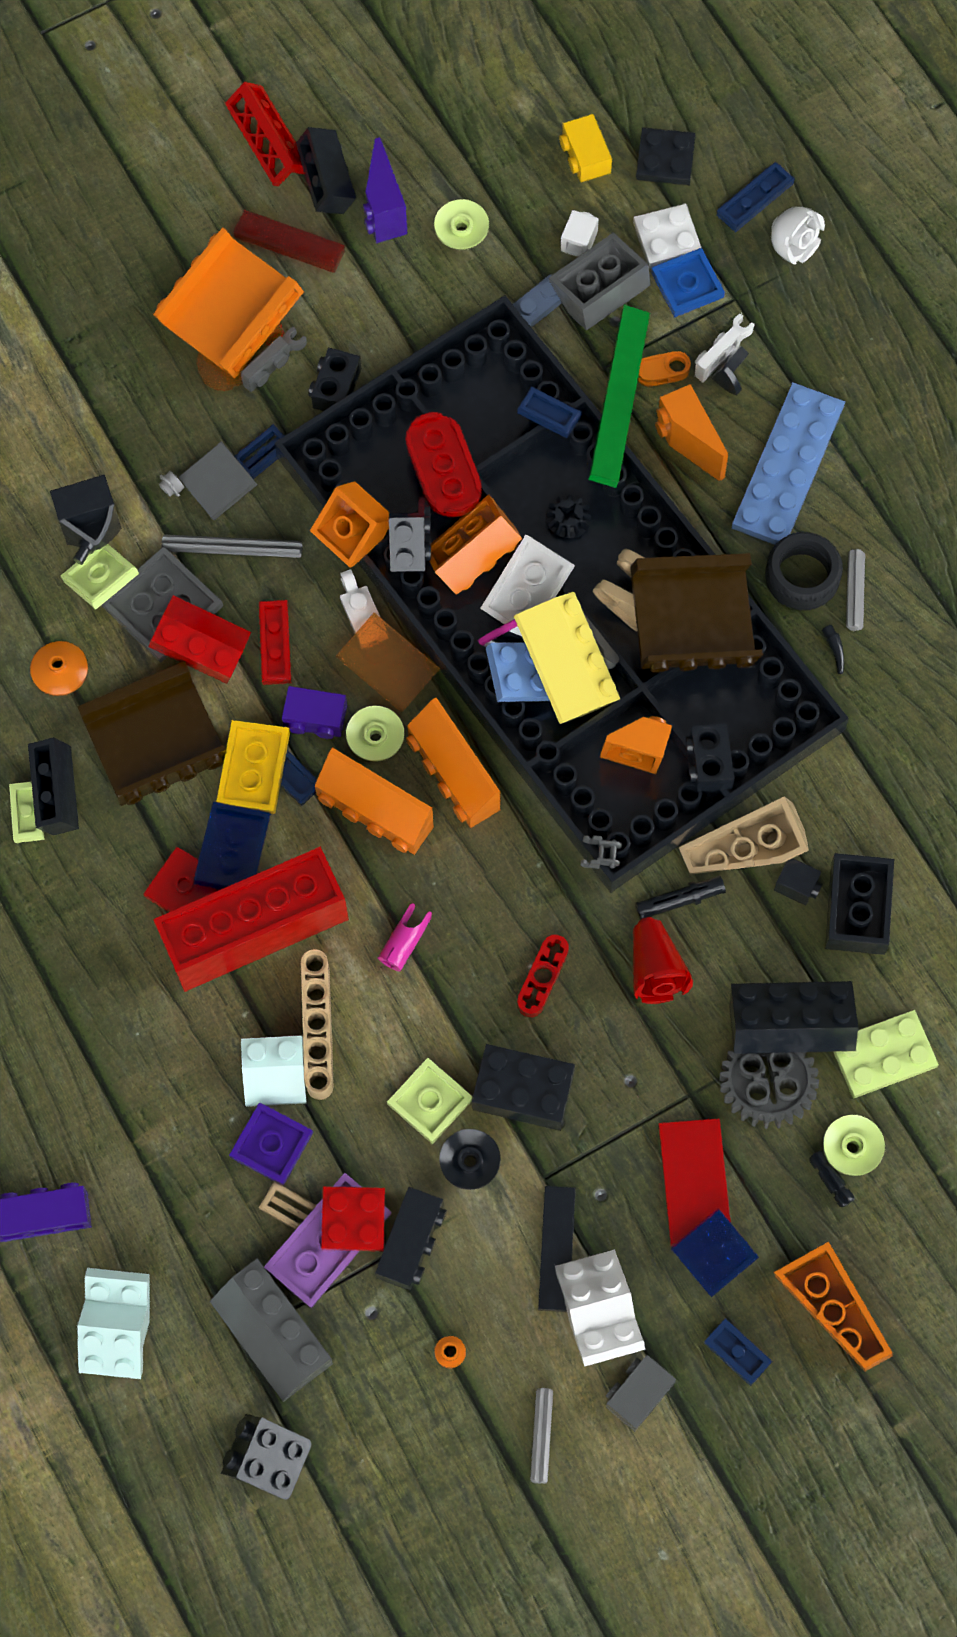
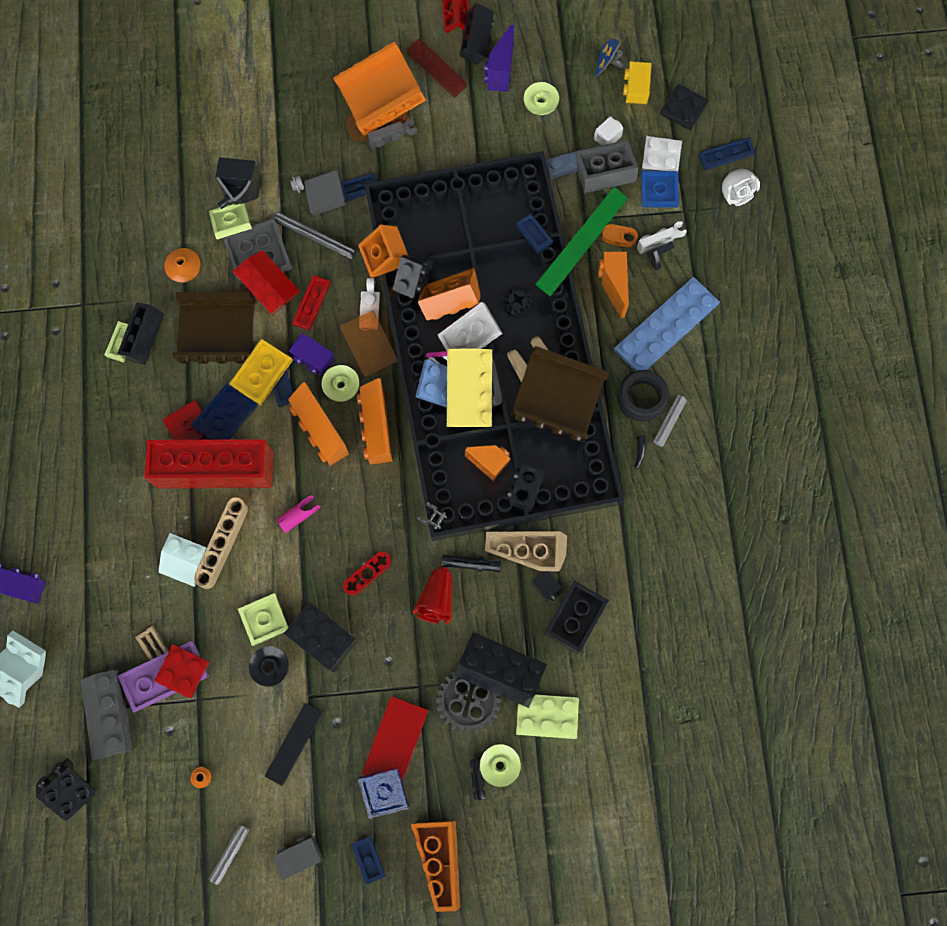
camera: 25 degrees right, 5 degrees up
(271, 1144) = (160, 602): dark purple plate -> none
(340, 382) = (417, 159): black brick -> none
(411, 1239) = (210, 698): black brick -> none
(443, 464) = (455, 238): red tile -> none
(526, 125) = (609, 54): none -> shield
(599, 1307) = (297, 795): white bracket -> none

